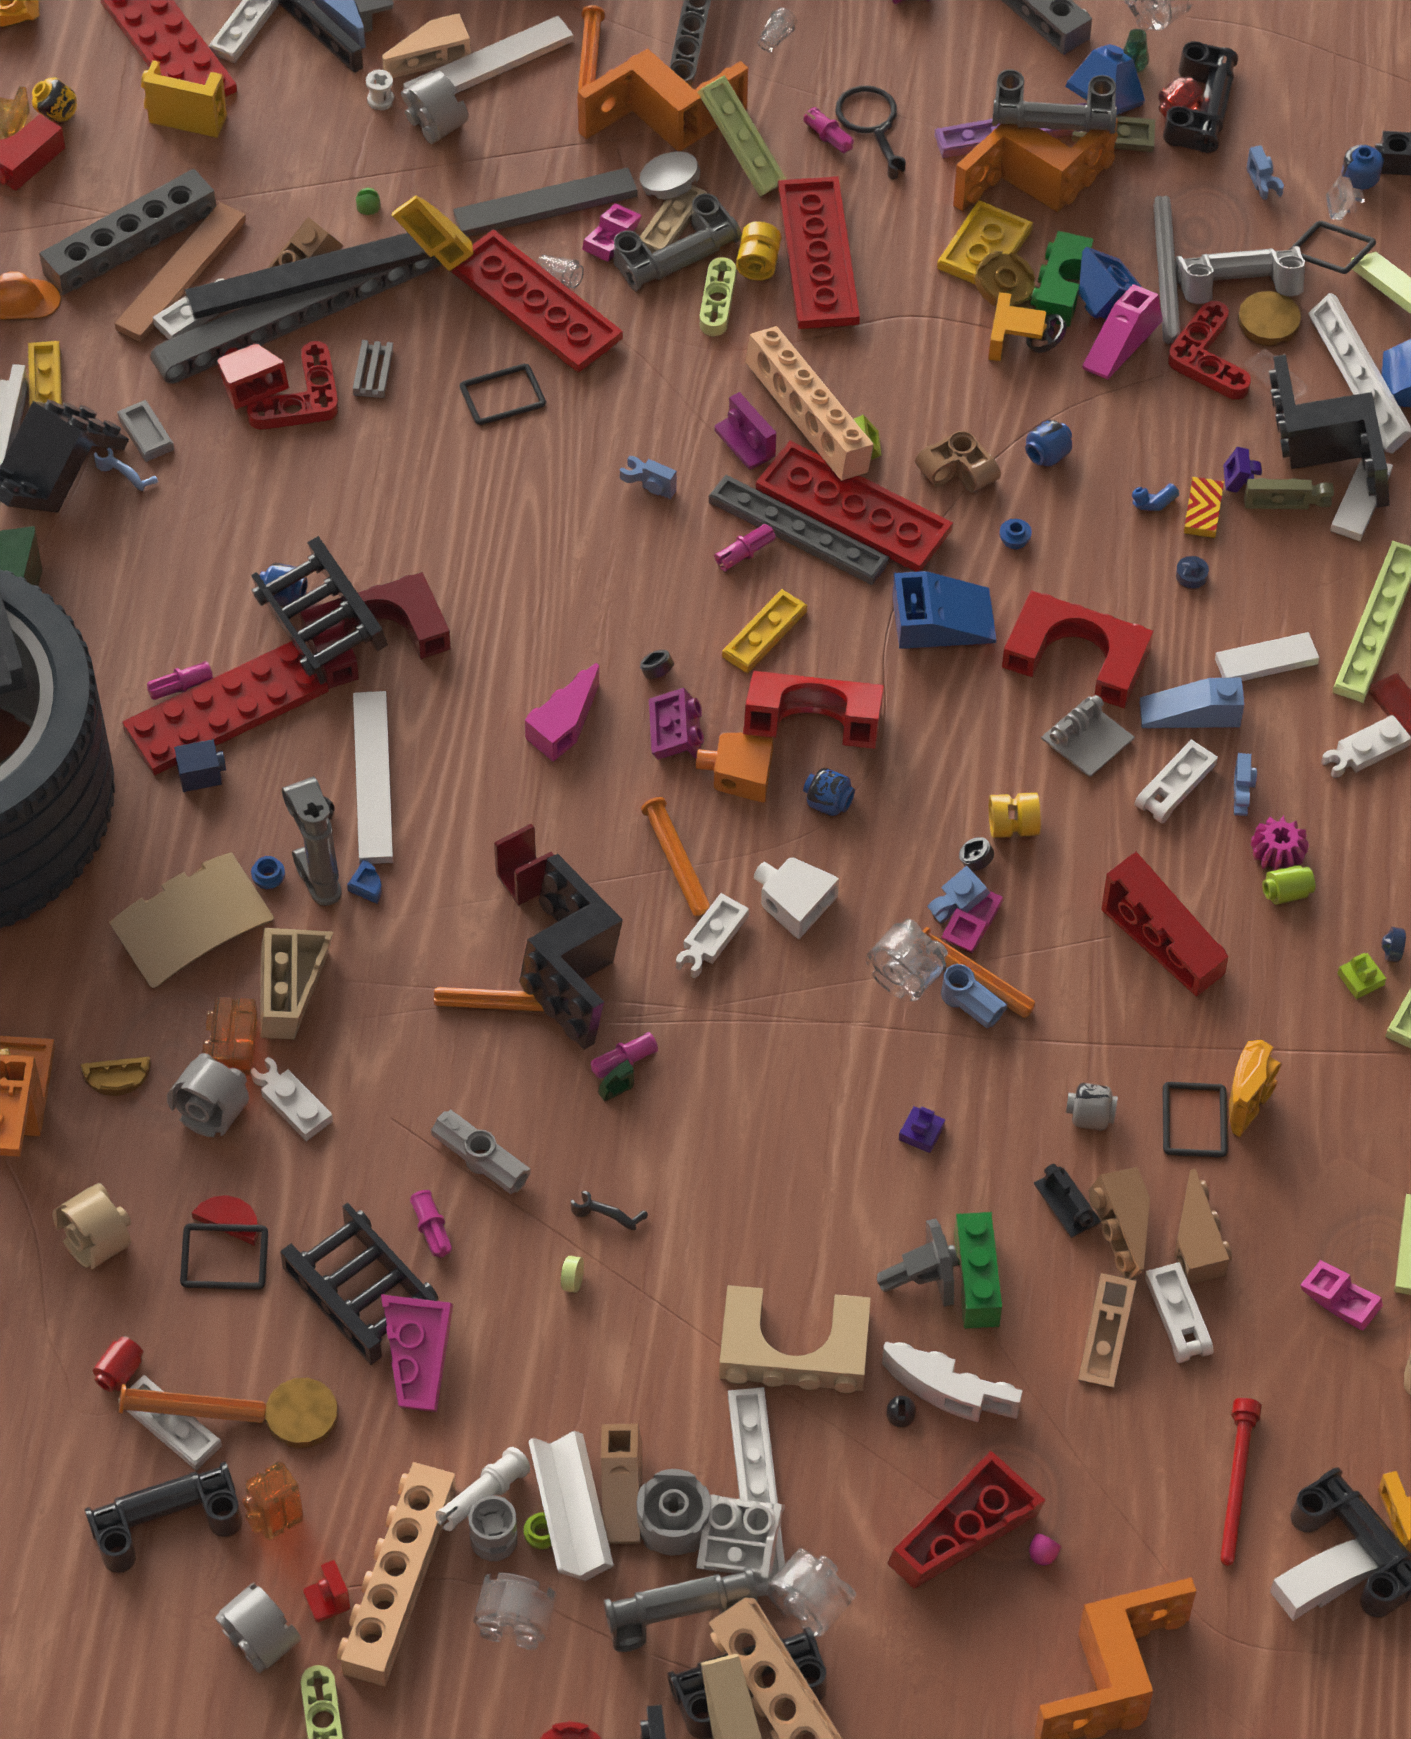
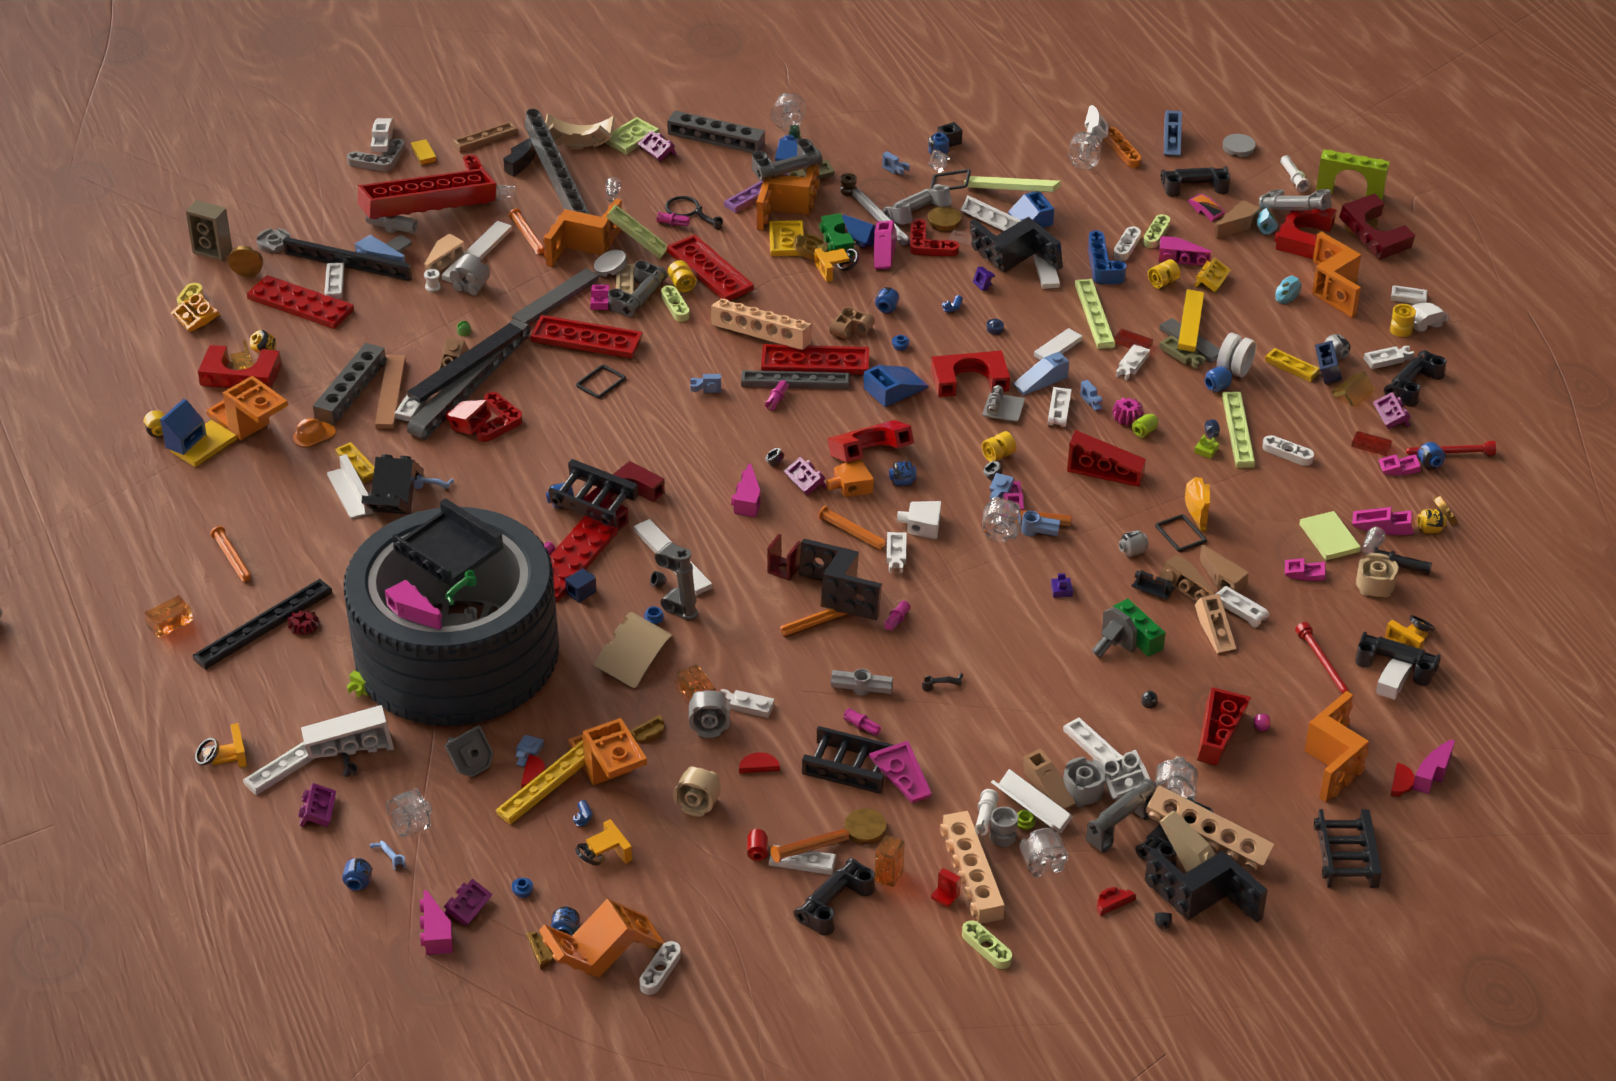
camera: 30 degrees left, 15 degrees down
(145, 430) = (431, 463): light grey tile -> none
(184, 103) = (335, 318): yellow panel -> none
(224, 1285) = (744, 773): black piece -> none
(257, 1627) = (926, 916): light grey brick -> none
(288, 977) = (704, 647): tan wedge -> none
(366, 882) = (707, 601): blue tile -> none
(375, 350) = (516, 388): light grey tile -> none
(434, 232) = (522, 317): yellow slope -> none
(563, 269) = (591, 317): clear cone -> none
(572, 1274) = (949, 711): yellowish green tile -> none
(617, 1081) = (903, 626): dark green tile -> none
(747, 433) = (740, 347): magenta bracket -> none
(764, 631) = (814, 425): yellow tile -> none
(834, 1365) = (1061, 707): tan arch -> none
(934, 1380) = (1163, 679): white slope -> none
(1156, 181) = (848, 183): none -> dark brown wheel
(1180, 92) = (831, 148): clear red head -> none
(1188, 126) = (841, 158): black piece -> none
(1203, 507) = (978, 300): tile -> none
(1286, 494) = (1012, 279): olive plate -> none

